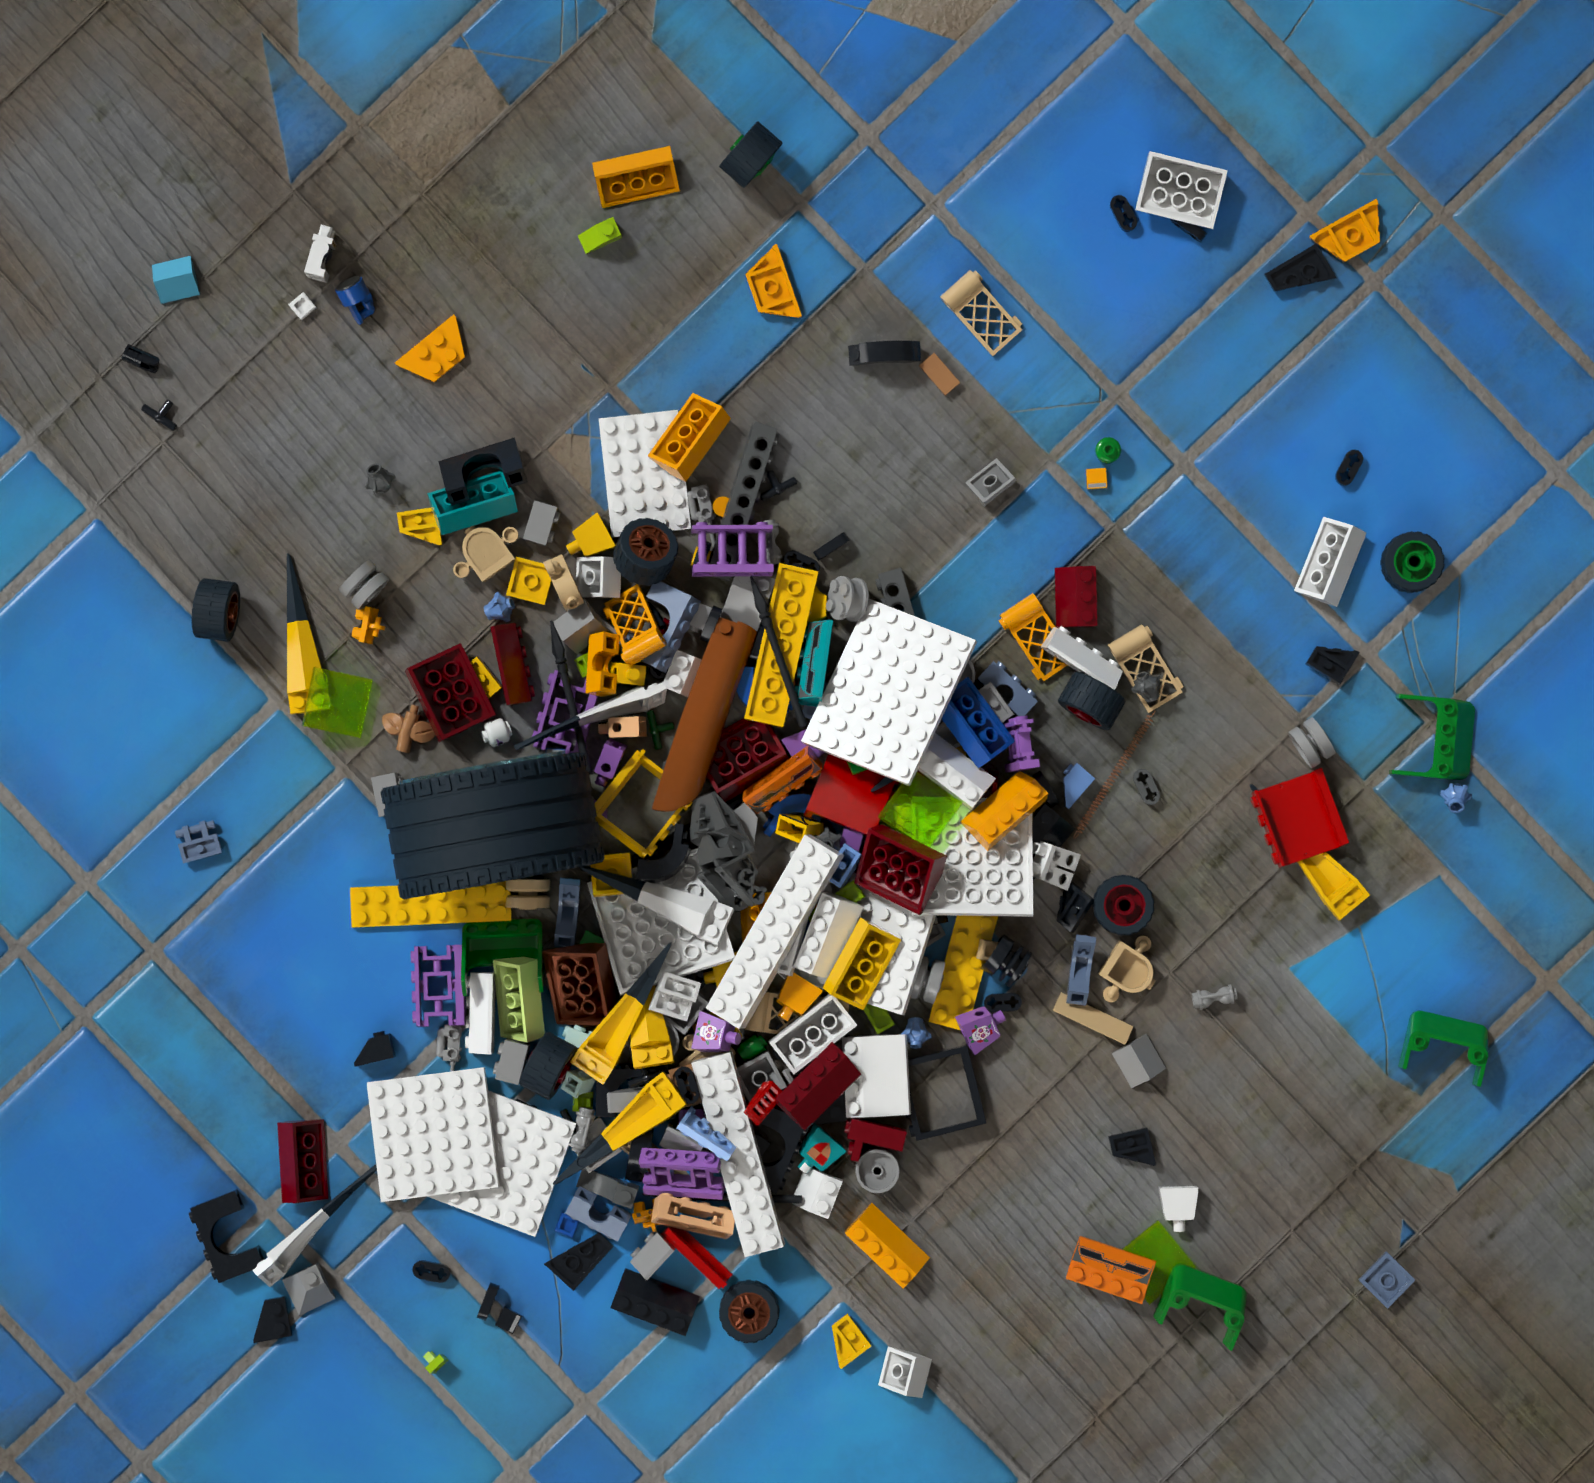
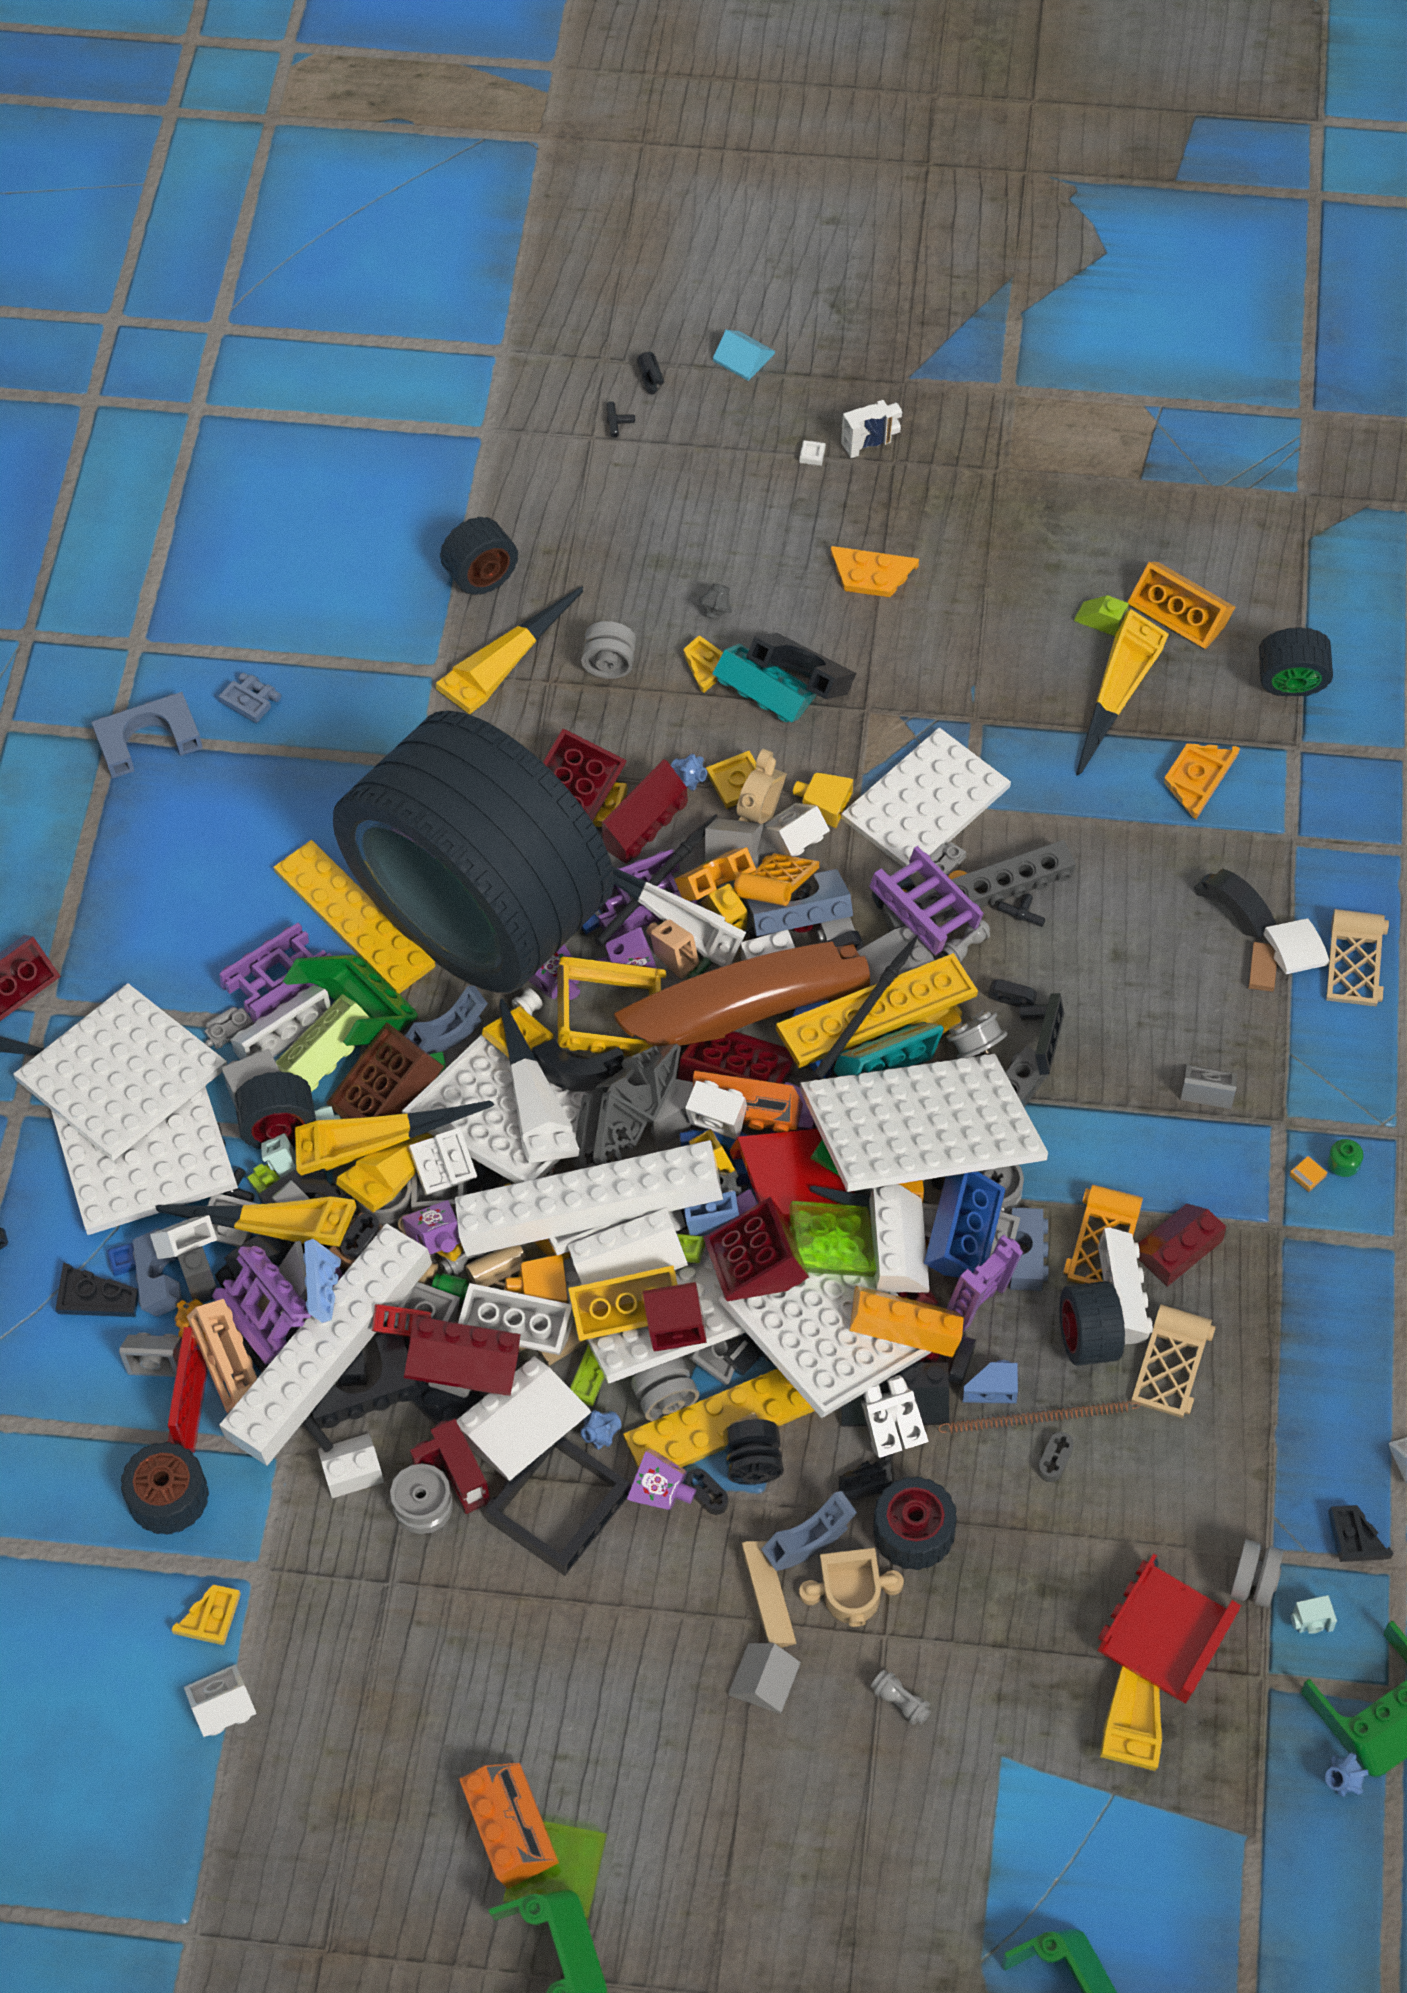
camera: 50 degrees right, 30 degrees down
(155, 952) = (168, 713): none -> sand blue arch
(337, 702) = (482, 695): clear neon green plate -> none
(352, 292) = (862, 471): blue piece -> none
(370, 625) = (574, 685): light orange hips -> none
(376, 1049) = (167, 967): black slope -> none
(485, 552) = (729, 726): tan piece -> none
(528, 894) = (435, 976): tan wheel -> none
(541, 523) = (798, 749): light grey brick -> none
(584, 1120) = (245, 1188): light grey piece -> none
(596, 1187) = (183, 1237): none -> white brick
(645, 551) = (855, 836): black wheel -> none
(649, 246) = (1131, 656): none -> yellow plate
(655, 1302) = (103, 1396): black slope -> none
(689, 436) = (996, 803): light orange slope -> none
(777, 806) = (716, 1109): none -> white slope
(801, 557) = (977, 980): black beam -> none
(819, 1150) = (396, 1427): teal torso -> none
(867, 534) = (1053, 1017): none -> black piece
(887, 1245) = (347, 1574): light orange slope -> none
(904, 950) = (674, 1316): none -> dark red slope
(945, 343) = (1297, 946): none -> white slope
(1133, 1145) = (666, 1743): black wing -> none
(1147, 686) = (1157, 1367): dark grey rock -> none
(1178, 1204) = (643, 1843): white torso -> none
(1356, 730) = (1313, 1615): none -> light aqua brick

